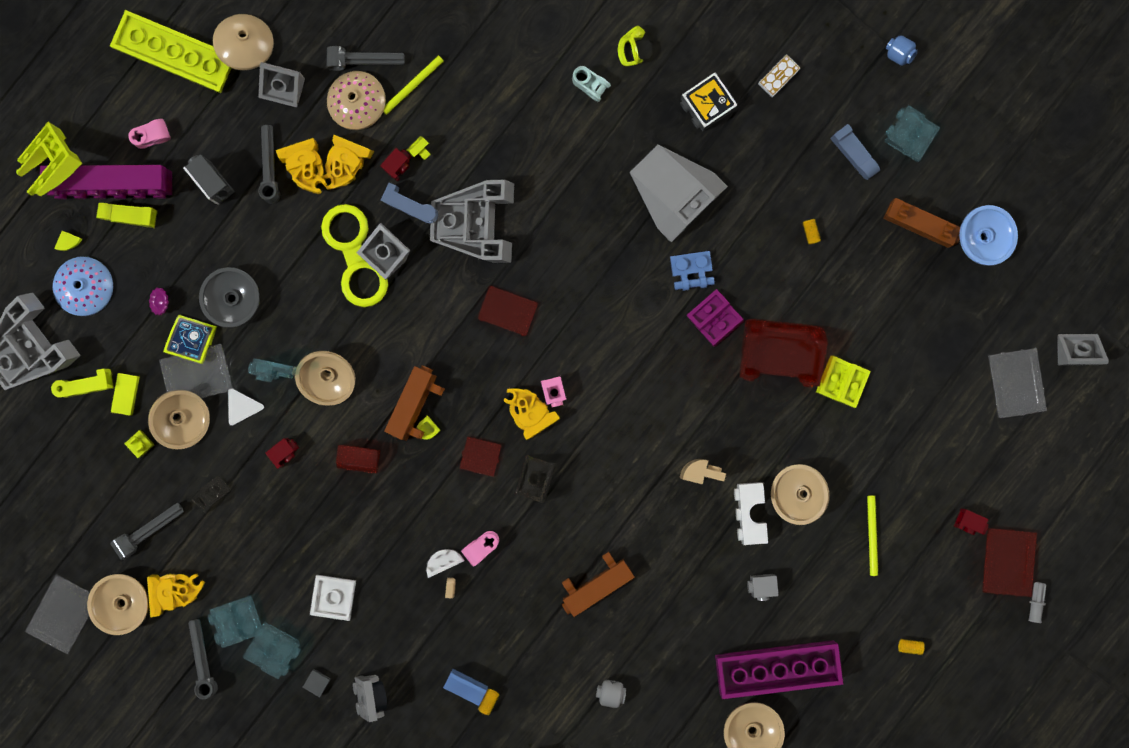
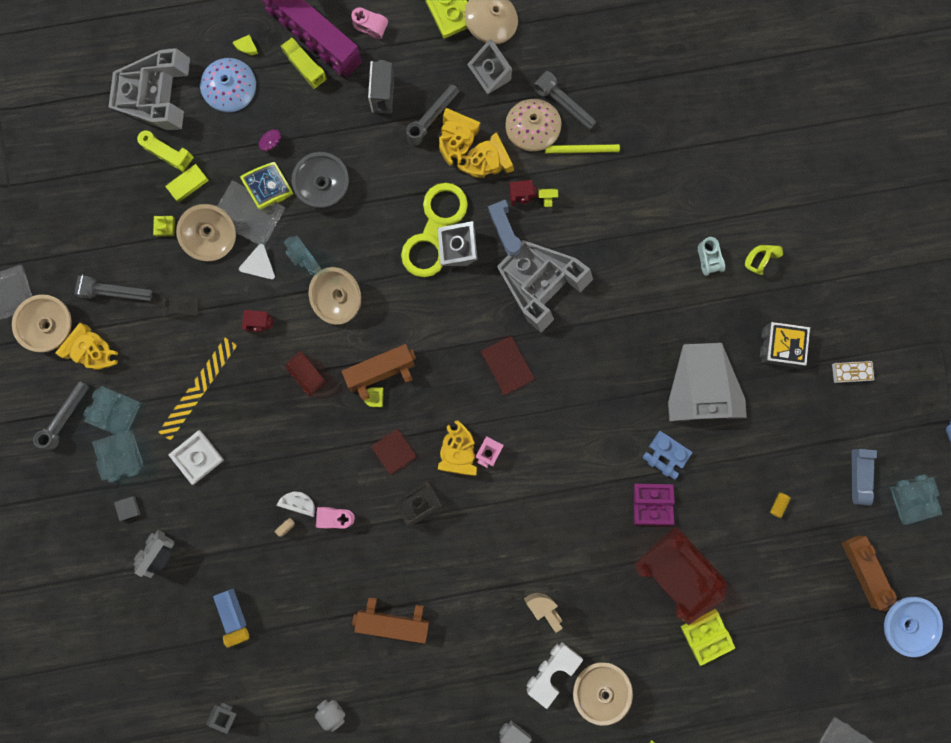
camera: 35 degrees right, 5 degrees down
(284, 545) = (197, 389): none -> sticker

